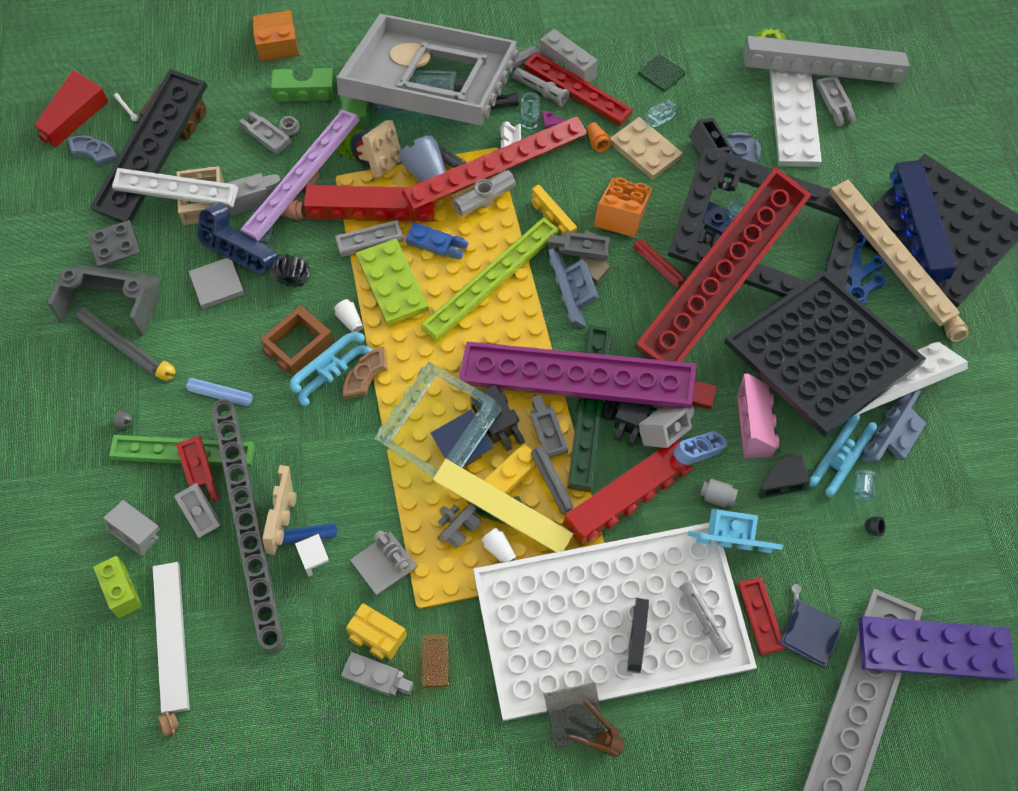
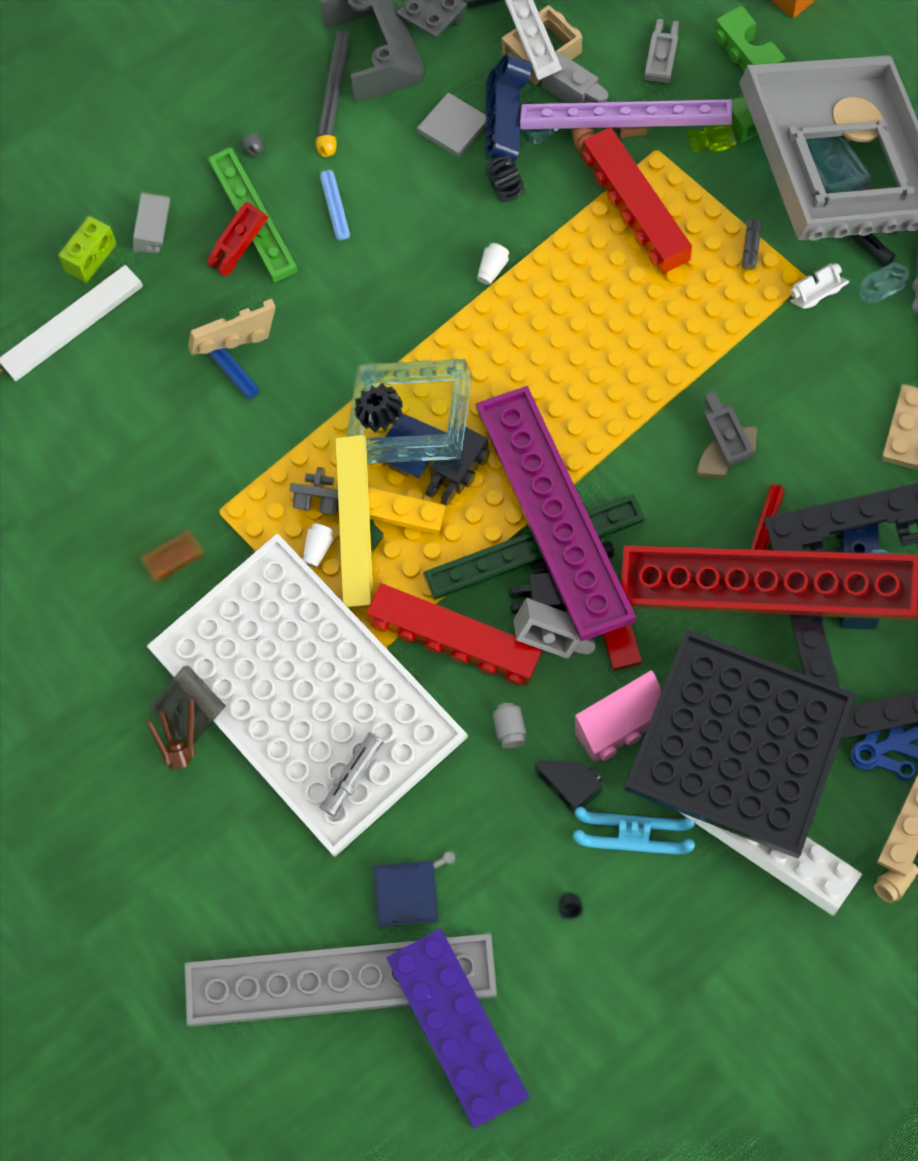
camera: 65 degrees right, 5 degrees up
(197, 510) = (197, 264): light grey plate -> none
(250, 533) = (195, 315): dark grey beam -> none
(289, 126) = (687, 62): light grey plate -> none
(301, 316) = (425, 254): dark orange window -> none
(312, 553) = (212, 385): white panel -> none
(327, 366) = (418, 278): medium azure piece -> none
(364, 372) = (438, 316): medium nougat tile -> none
(368, 237) = (596, 225): light grey tile -> none
(375, 675) = (130, 514): light grey hinge -> none
(376, 632) = (169, 488): yellow brick -> none
(377, 148) = (710, 165): tan plate -> none
(383, 562) = (244, 454): light grey hinge -> none
(392, 282) = (557, 277): lime plate -> none
(423, 158) = (718, 222): sand blue cone -> none
(428, 437) = (378, 407): none -> black gear
(436, 241) = (634, 286): blue hinge -> none
(484, 193) = (741, 302): light grey piece -> none
(489, 280) = (626, 367): lime tile -> none
(493, 163) = (773, 287): plate -> none
(547, 428) = (475, 518): dark grey hinge -> none
(549, 119) = (885, 313): magenta tile -> none
(551, 211) = (752, 381): yellow plate -> none
(552, 480) = (418, 553): dark grey axle -> none
(575, 285) = (671, 452): sand blue bracket -> none
(598, 137) = (894, 371): orange cone -> none
(622, 207) = (815, 446): orange slope -> none
(637, 637) = (294, 719): black beam -> none
(690, 452) = (532, 677): medium blue beam -> none
(733, 527) = (463, 754): medium azure bracket -> none
(760, 616) = (397, 834): red tile -> none
(864, 485) = (614, 871): clear light blue bush -> none
(897, 431) = (707, 879): sand blue bracket -> none

